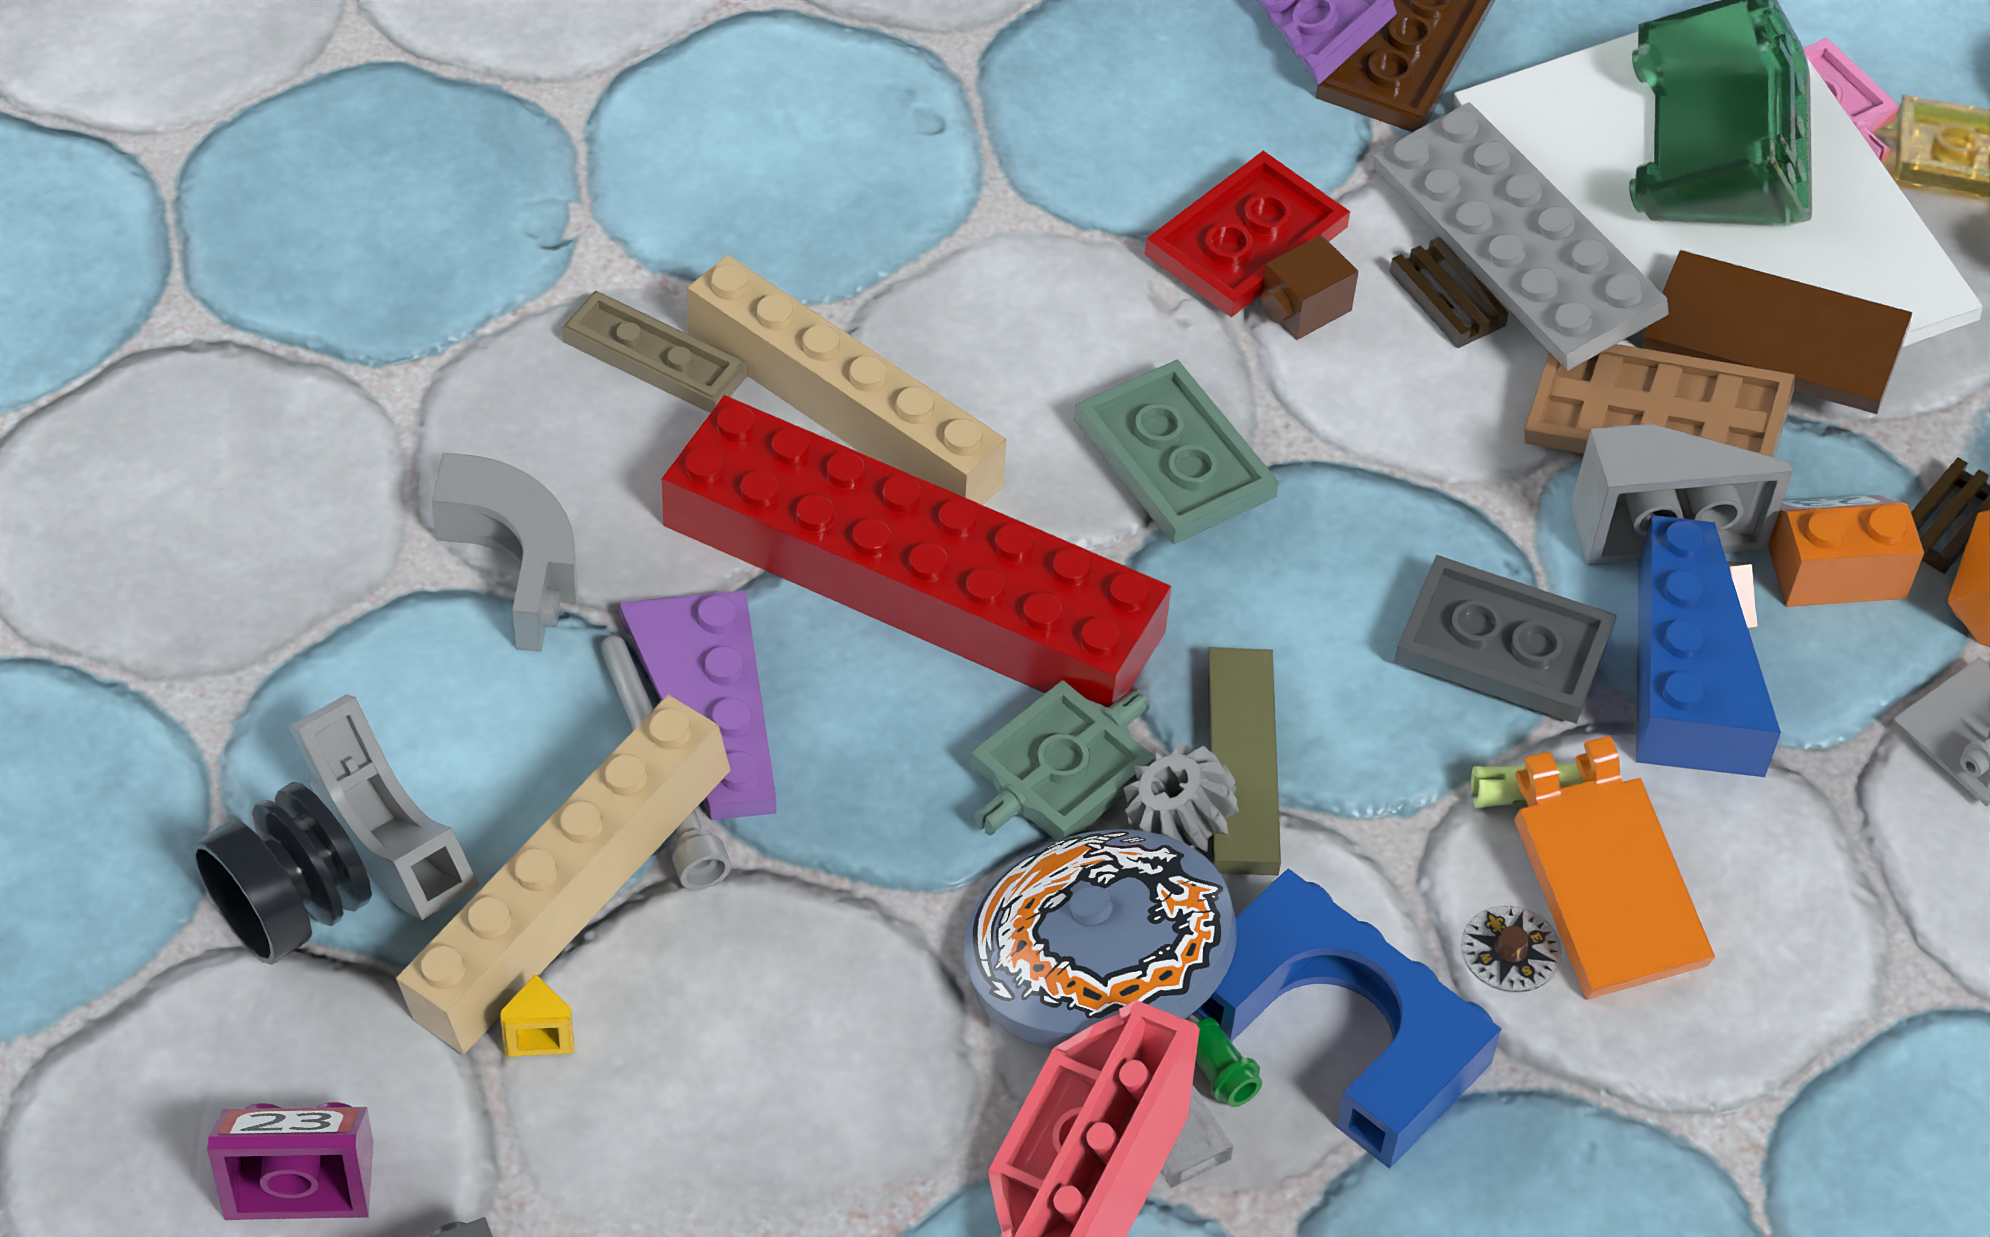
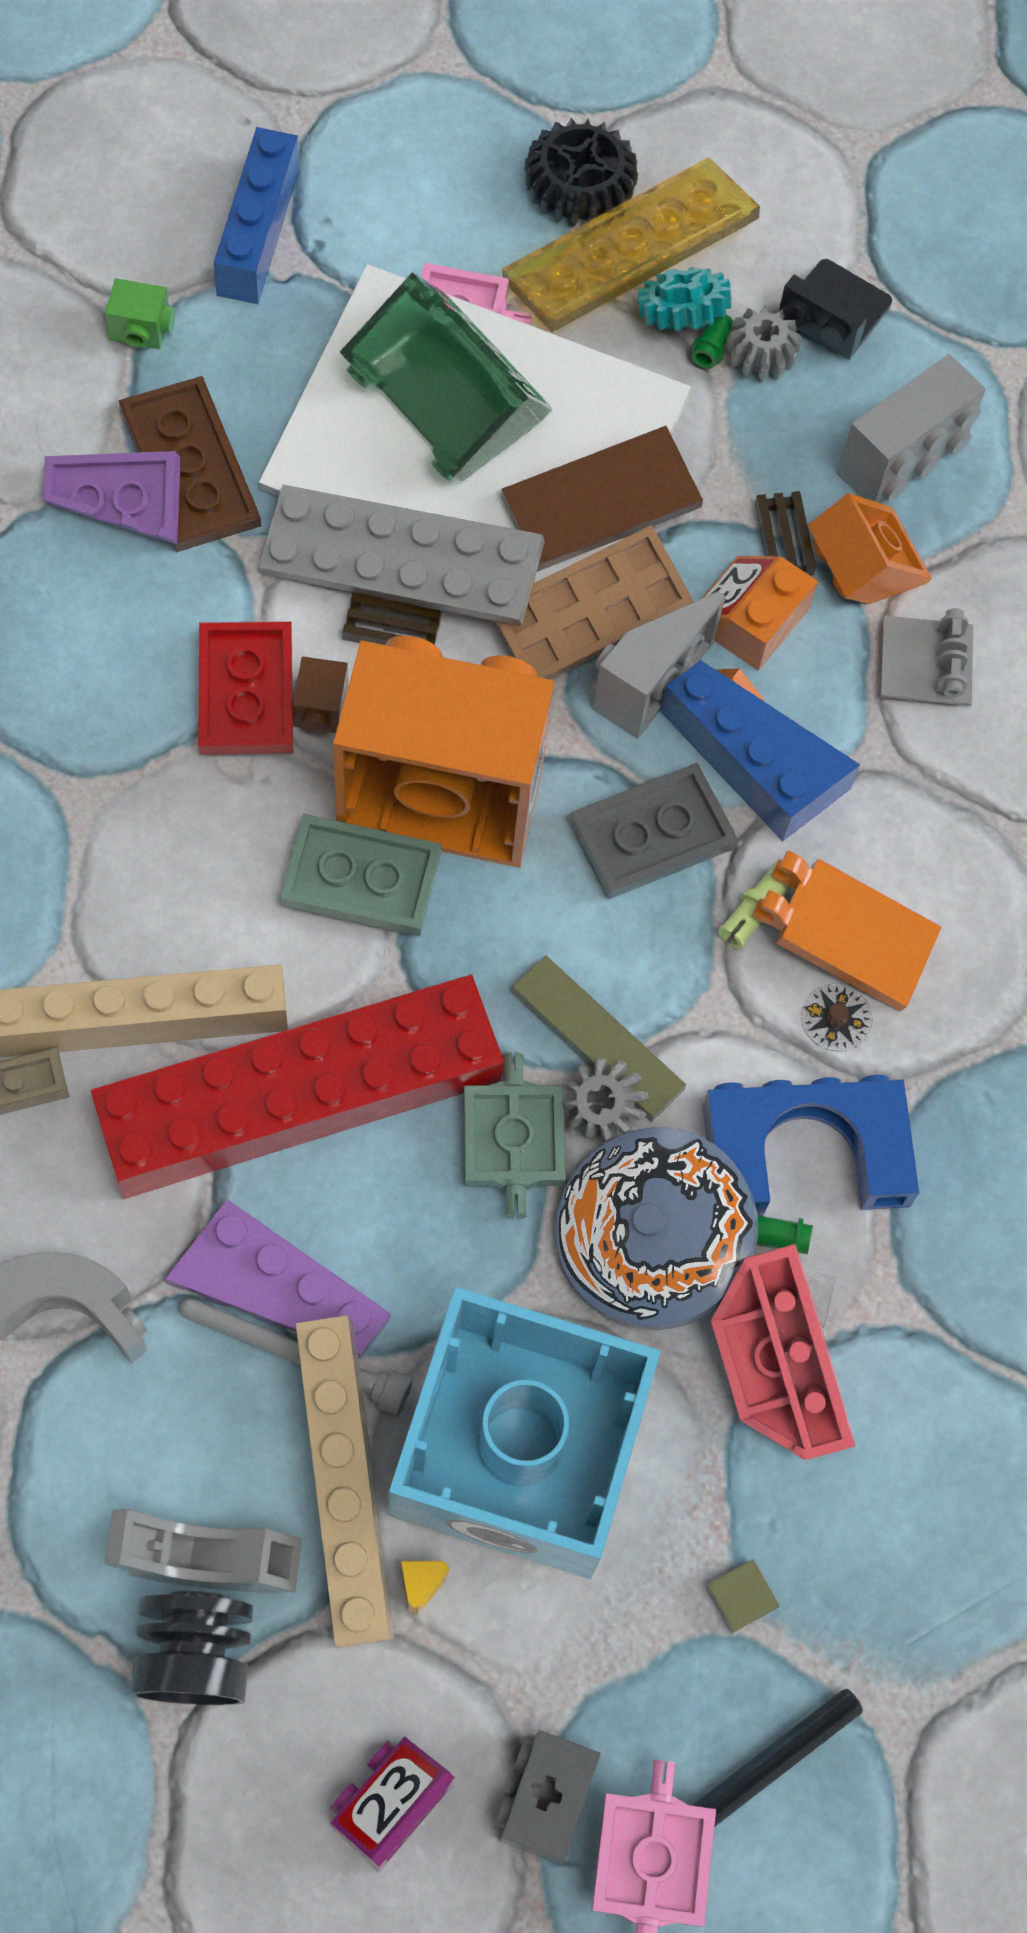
camera: 50 degrees left, 15 degrees up
(757, 955) = (523, 1433): none -> medium azure brick
(1349, 376) = (442, 748): none -> orange brick

